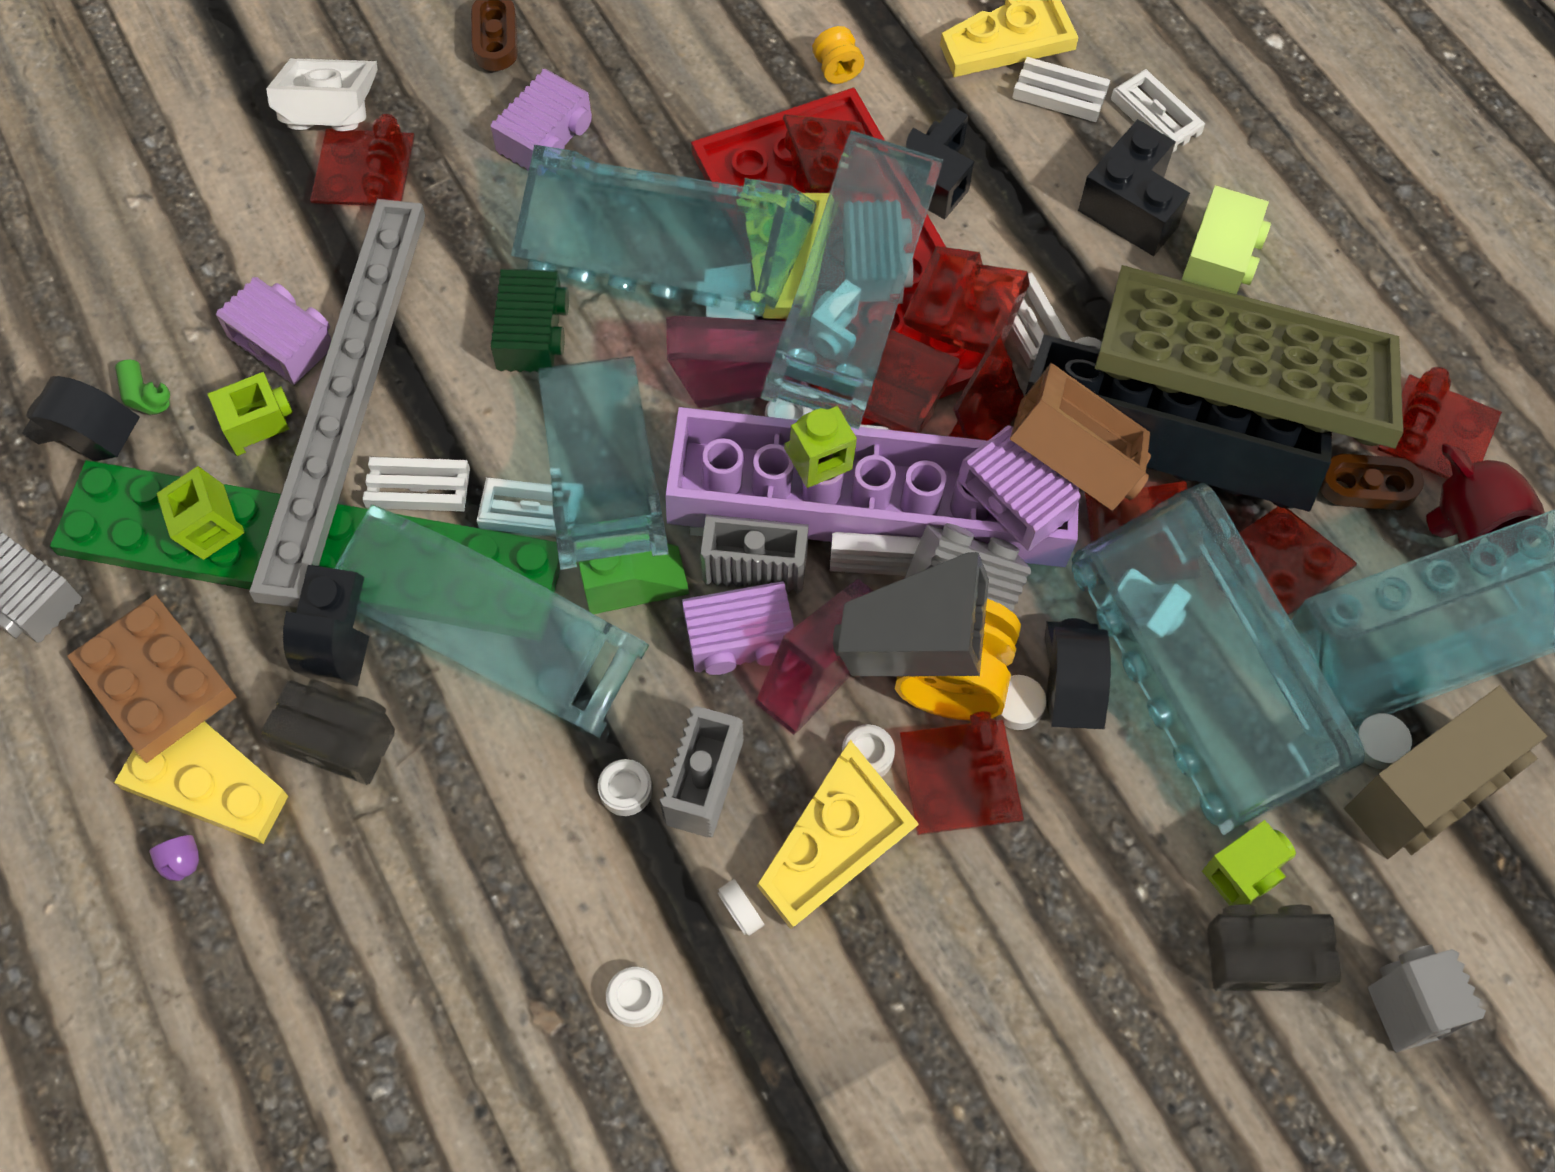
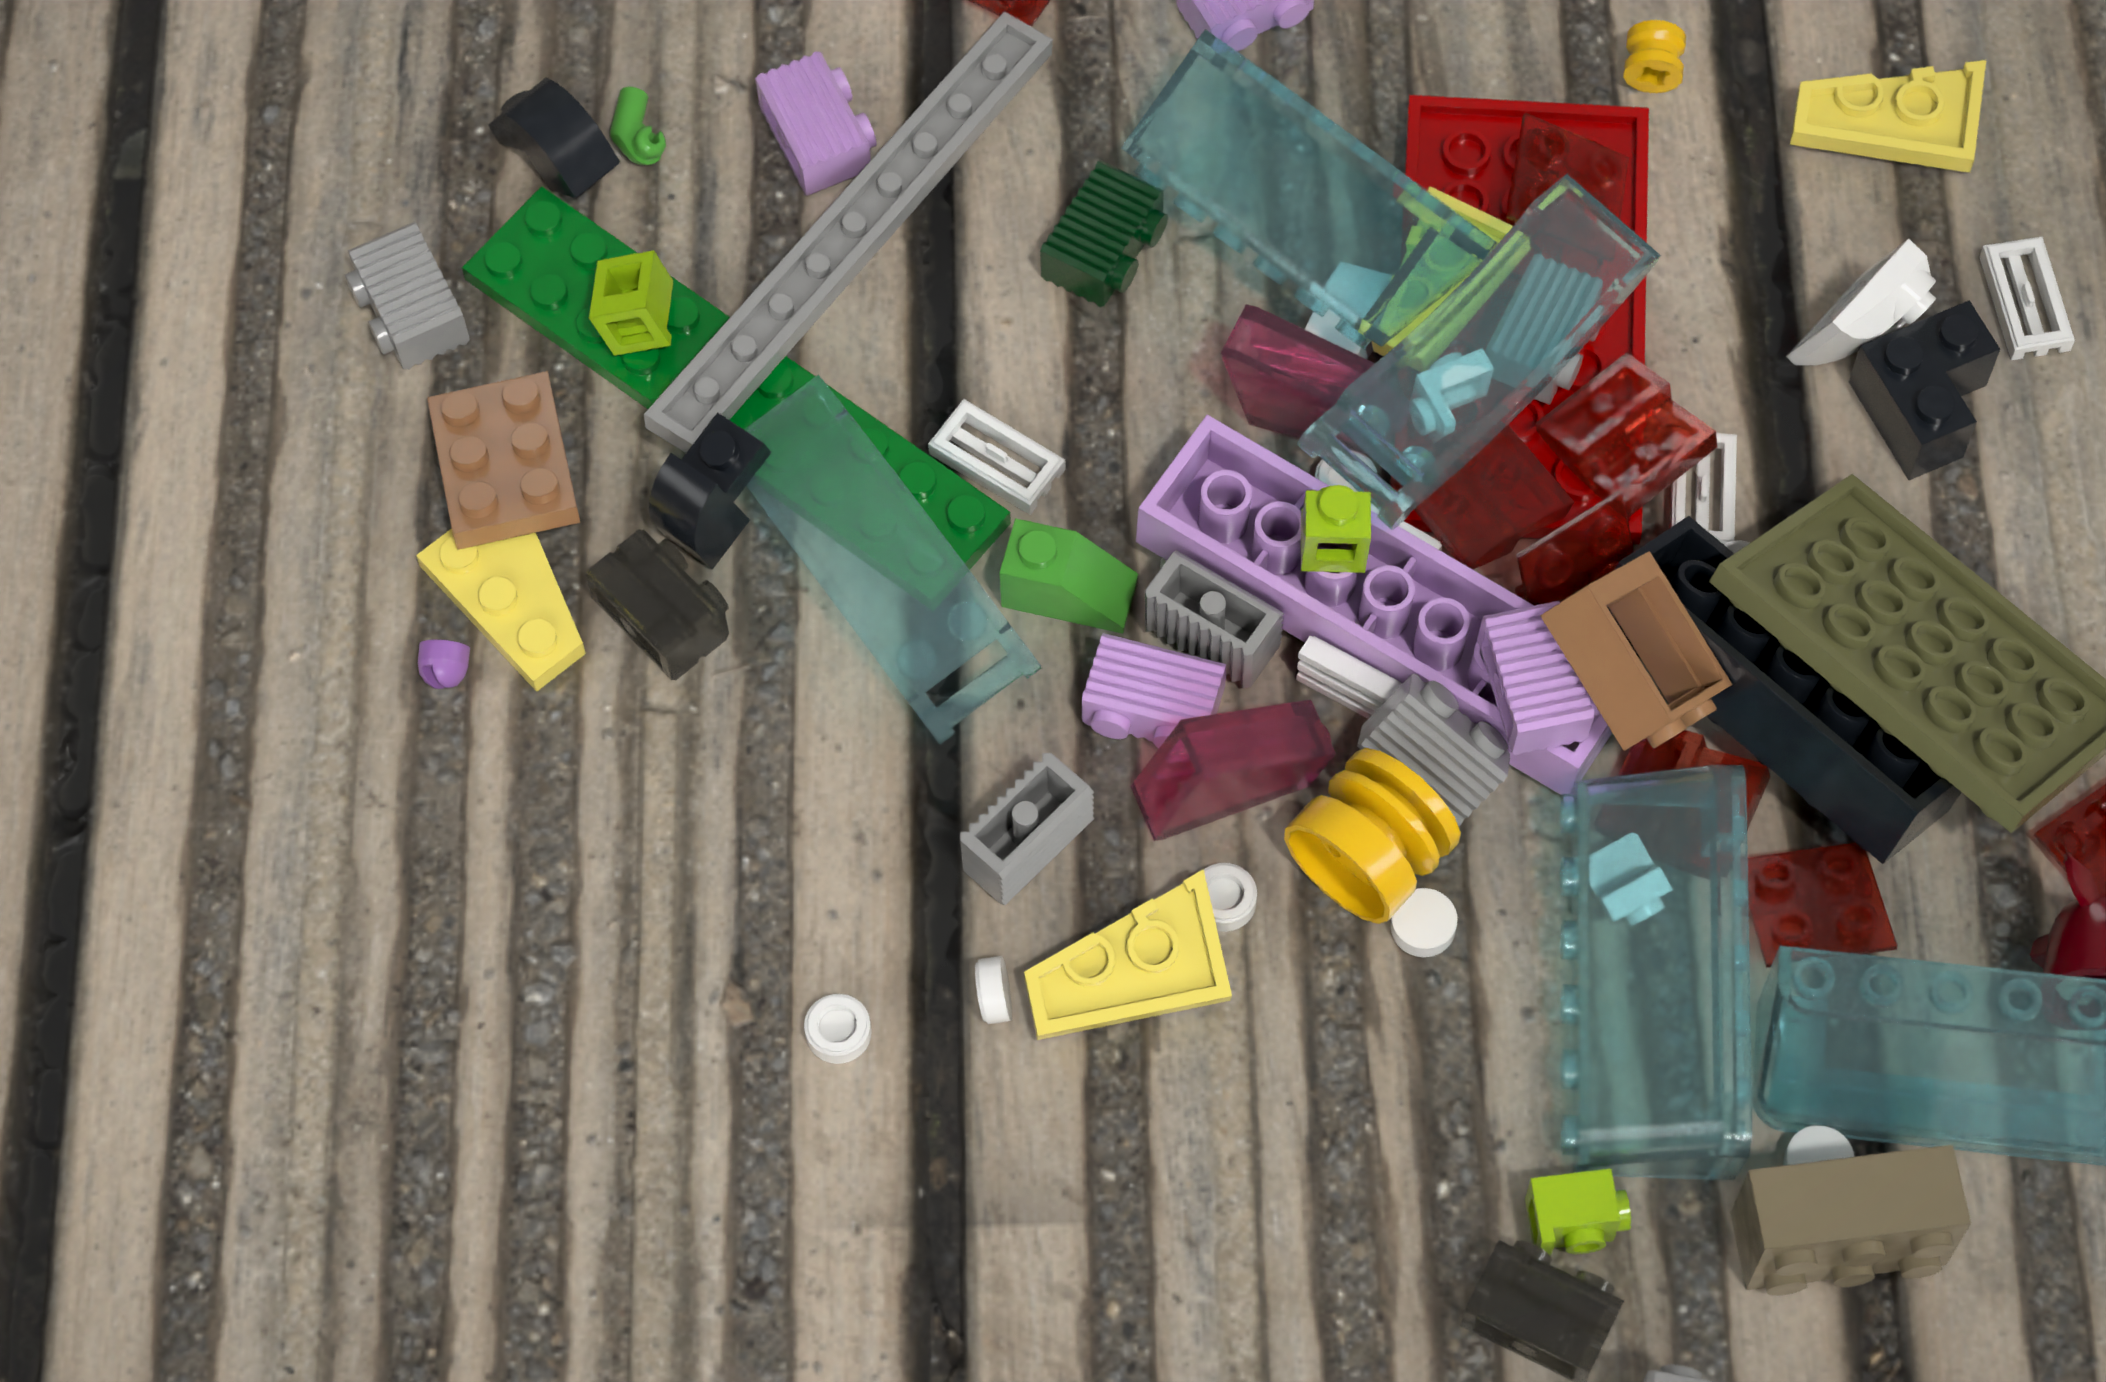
camera: 30 degrees right, 0 degrees up
(250, 411) = (742, 208): lime brick -> none
(417, 476) = (890, 351): white tile -> none
(600, 462) = (1093, 435): clear light blue windscreen -> none
(625, 787) = (940, 809): white tile -> none
(918, 624) = (1331, 772): dark grey slope -> none
(944, 141) = (1692, 249): black brick -> none
(961, 776) = (1312, 969): clear red hinge -> none
(1062, 83) = (1924, 210): white tile -> none
(1074, 150) = (1873, 306): none -> white slope
(1077, 674) = (1500, 918): black brick -> none
(1226, 241) = (1995, 501): yellowish green brick -> none
(1368, 481) = (1996, 865): reddish brown plate -> none

